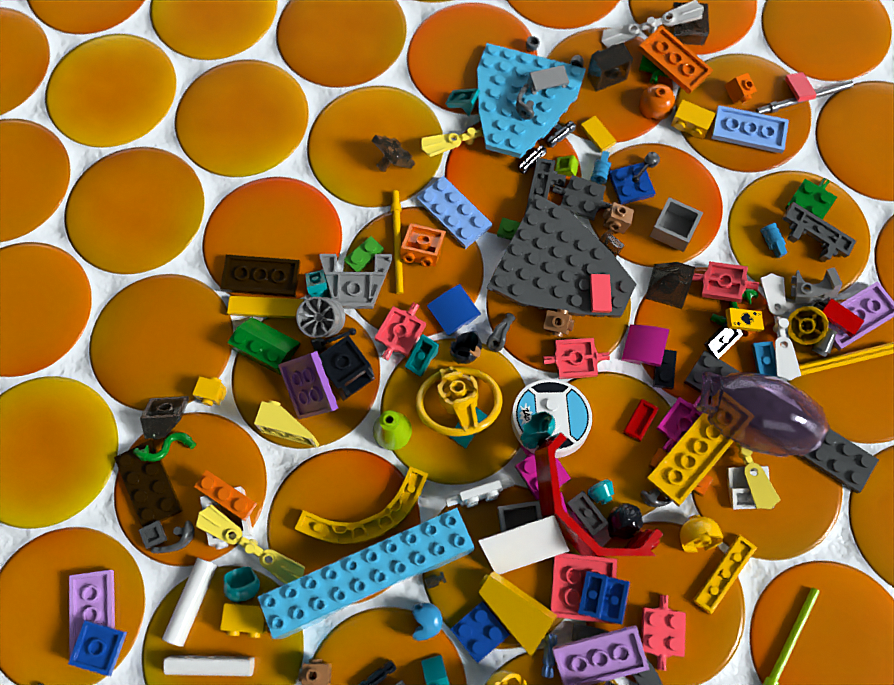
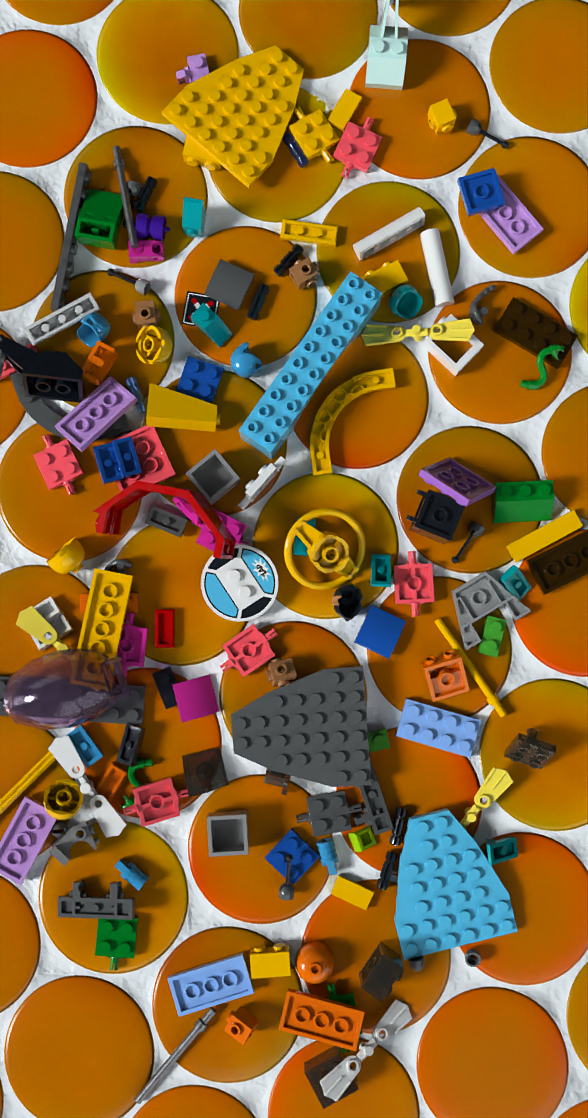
camera: 150 degrees right, 15 degrees up
(153, 534) = (501, 297): dark grey plate -> none
(162, 416) = (563, 391): clear smoke slope -> none
(209, 391) = (539, 434): yellow brick -> none
(225, 495) = (464, 357): orange plate -> none
(276, 421) = (459, 442): light yellow slope -> none
(320, 317) = (488, 550): light grey wheel -> none
(392, 430) = (361, 500): lime cone -> none
(433, 580) = (257, 396): clear smoke piece -> none
(498, 337) = (325, 626): dark grey piece -> none
(524, 110) = (432, 867): dark grey piece -> none
(524, 545) = (201, 460): white sticker -> none
(538, 428) = (243, 559): teal hair -> none
(547, 79) = (430, 917): light grey hinge -> none
(600, 293) = (259, 721): coral tile -> none
(601, 492) = (164, 545): teal cone -> none
(618, 217) = (284, 808): medium nougat brick -> none
(624, 521) = (133, 533): black hair -> none
(724, 574) = (32, 539): yellow tile -> none
(744, 319) = (120, 771): yellow tile -> none
(800, 87) = (184, 1064): coral tile -> none
(825, 345) = (38, 791): dark grey cone -> none
(842, 317) = (37, 826): red tile -> none

